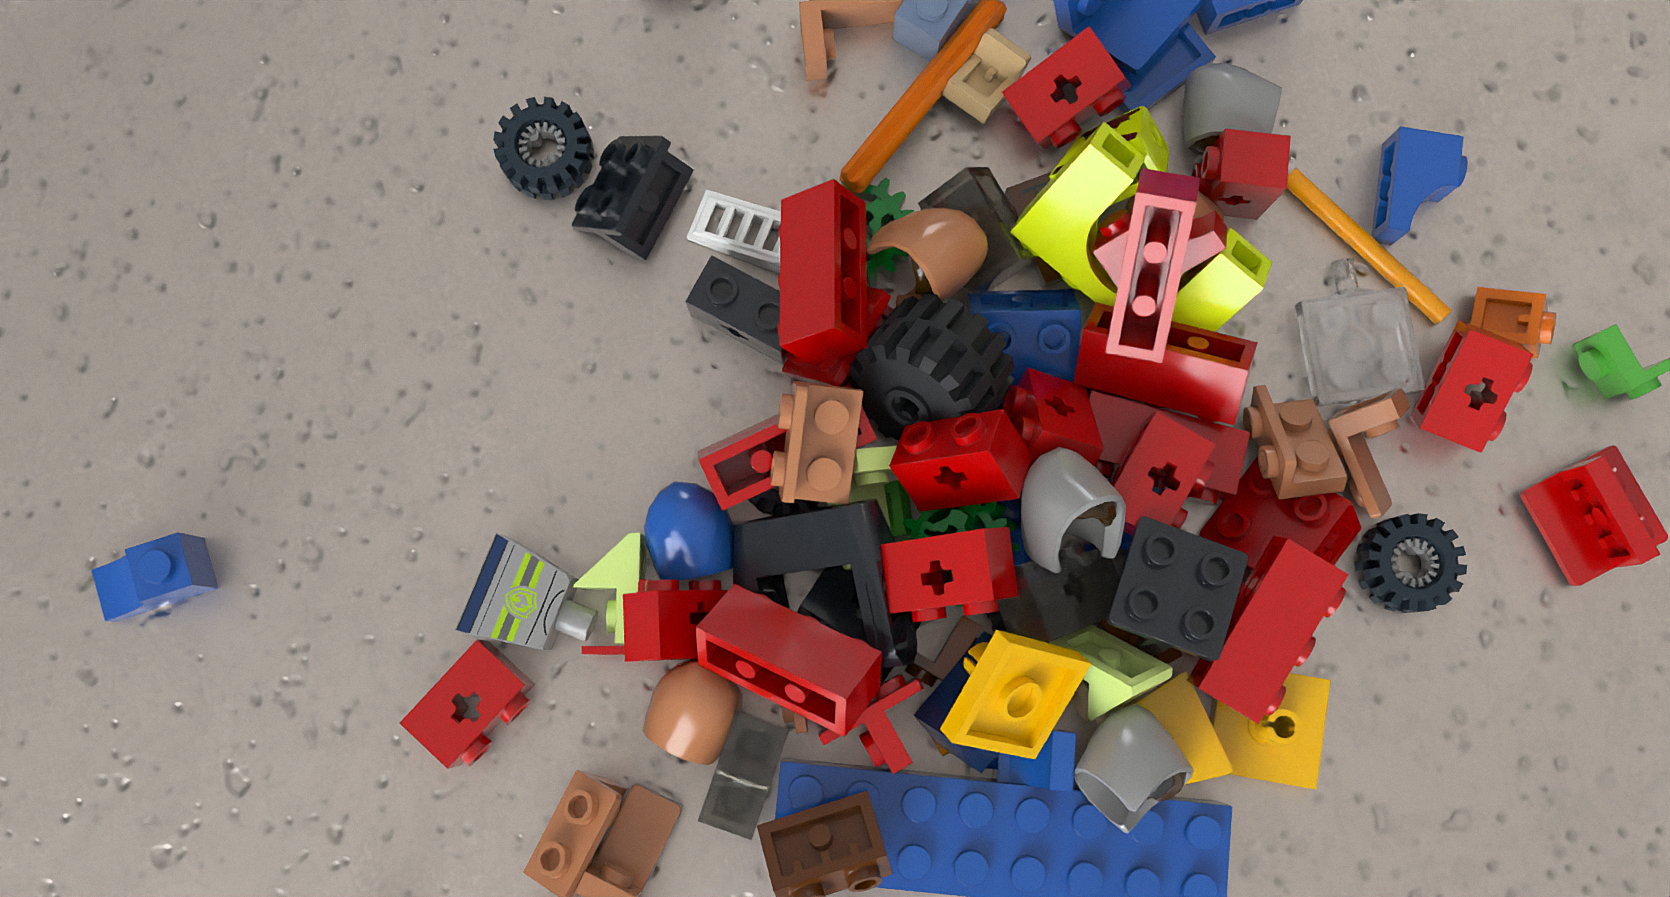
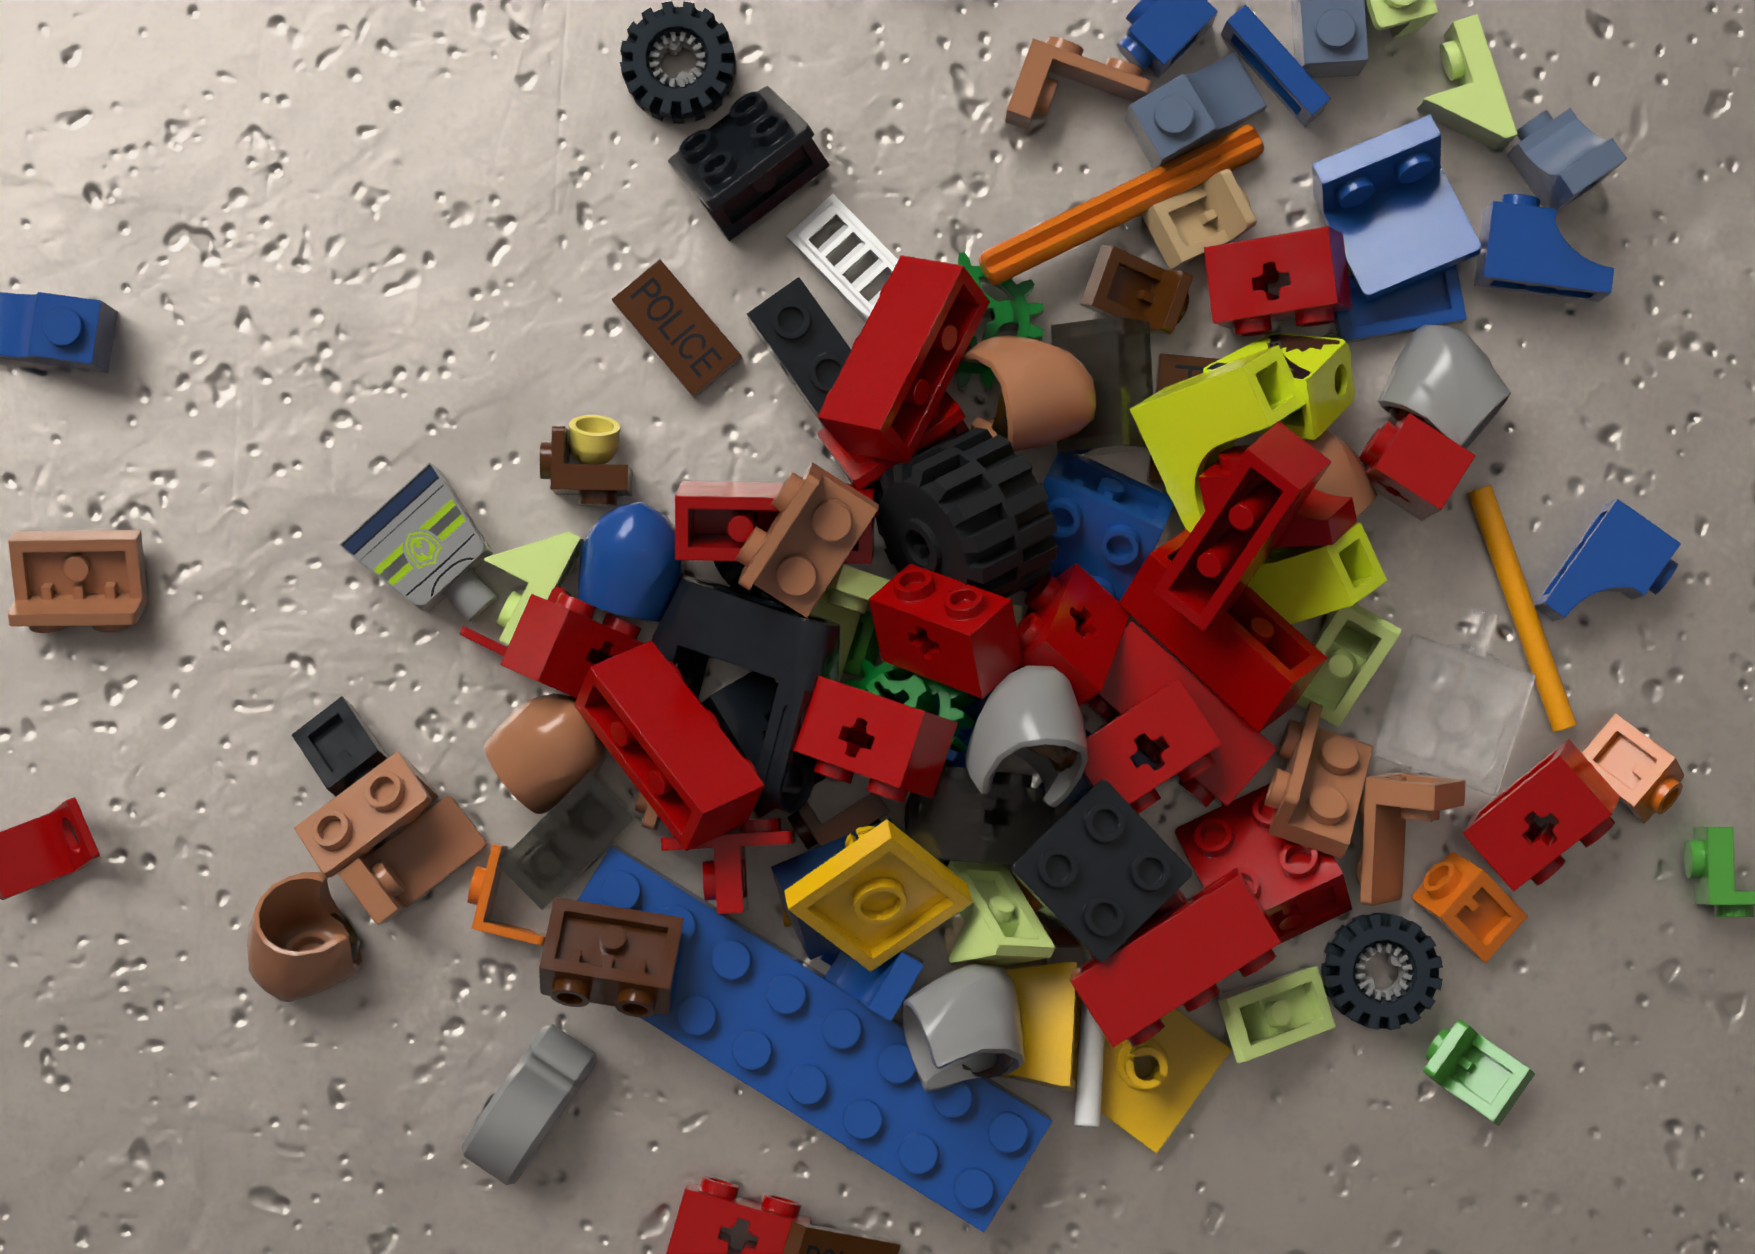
camera: 30 degrees right, 5 degrees up
(262, 759) = (77, 579): none -> nougat bracket
(439, 716) = (279, 628): red brick -> none
(529, 788) = (339, 746): none -> black bracket
(615, 456) = (593, 438): none -> light yellow hinge
(631, 488) = (594, 483): none -> reddish brown bracket
(638, 343) = (677, 328): none -> reddish brown tile
(698, 849) = (483, 894): none -> orange bracket
(962, 146) = (1137, 290): none -> reddish brown bracket
(1229, 737) = (1089, 1068): none -> white piece
(1271, 323) = (1355, 648): none -> yellowish green slope
(1352, 637) = (1276, 1013): none -> yellowish green slope
(1447, 480) = (1469, 905): none -> orange bracket
(1523, 604) = (1476, 1071): none -> bracket
(1595, 517) = (1607, 1019): red bracket -> none

